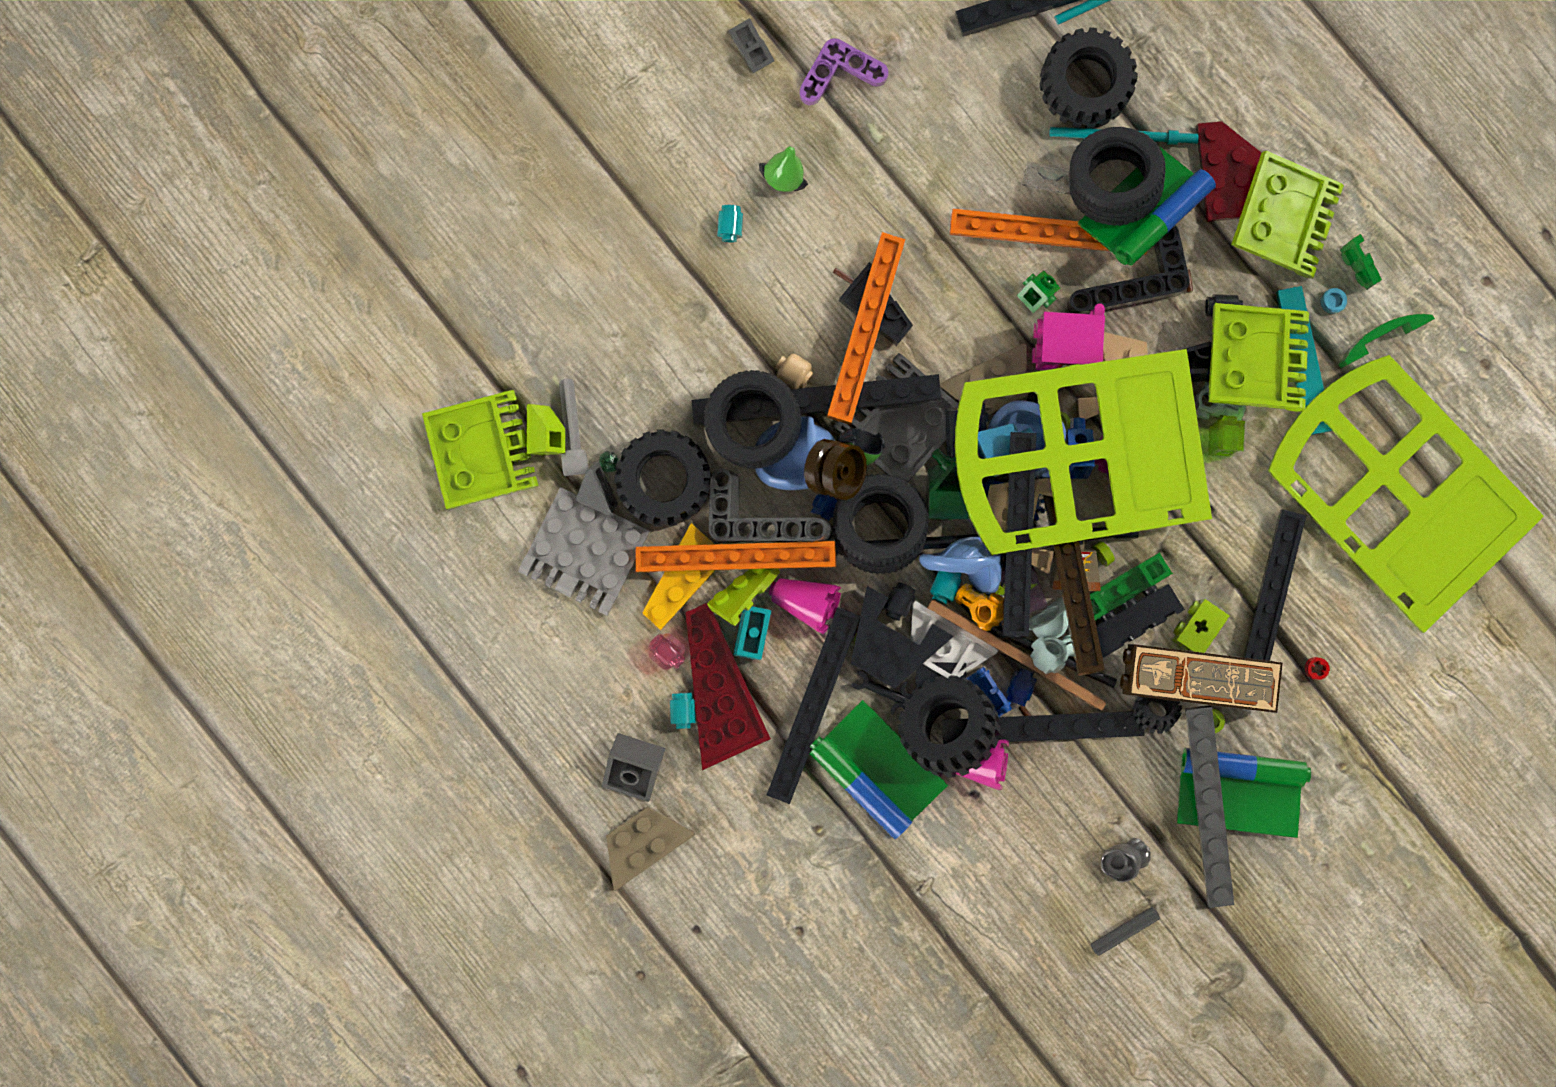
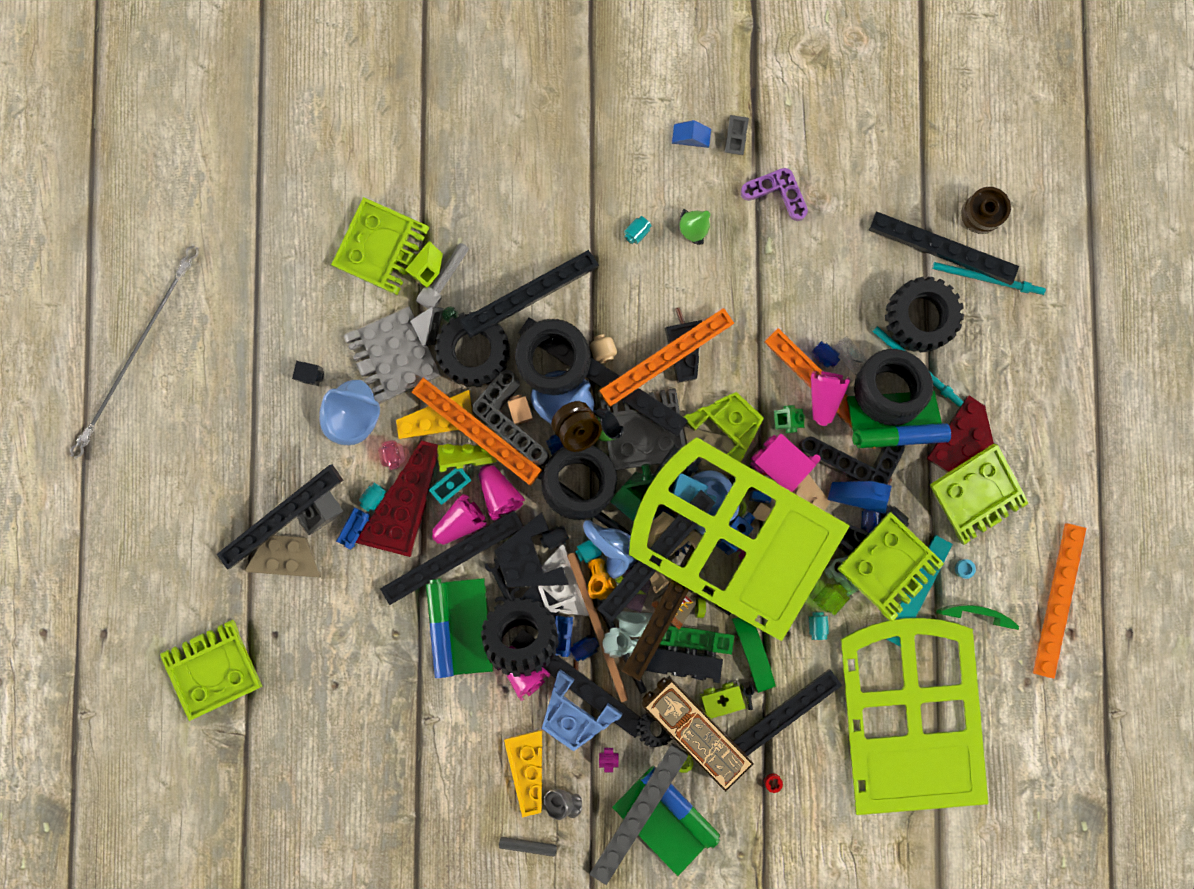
camera: 35 degrees right, 0 degrees up
(336, 890) = (84, 438): none -> piece
(514, 638) = (308, 373): none -> black brick
(590, 644) = (349, 413): none -> medium blue piece
(608, 804) = (280, 516): none -> black plate
(666, 1020) = (213, 673): none -> lime hinge
(675, 375) = (529, 294): none -> black plate
(688, 757) = (353, 528): none -> blue hinge
(704, 81) = (691, 134): none -> blue slope
(760, 500) = (520, 409): none -> light nougat brick
(790, 663) = (458, 521): none -> dark pink cone
(981, 335) = (734, 418): none -> lime wing
(1022, 197) = (826, 354): none -> clear blue brick
(1056, 850) = (526, 767): none -> yellow wing
(1057, 237) = (827, 395): none -> dark pink cone
(1066, 773) = (571, 723): none -> medium blue wing
(1072, 393) = (759, 496): none -> blue tile
(1135, 778) = (608, 760): none -> magenta gear
(1171, 309) = (861, 494): none -> blue slope
(1195, 555) = (754, 654): none -> green slope
(1199, 326) = (869, 520): none -> clear blue brick
(1219, 598) = (748, 692): none -> black hand
(1235, 475) = (818, 626): none -> teal brick
(1361, 263) = (1000, 562): green wing -> none
(1451, 257) = (1059, 600): none -> orange plate

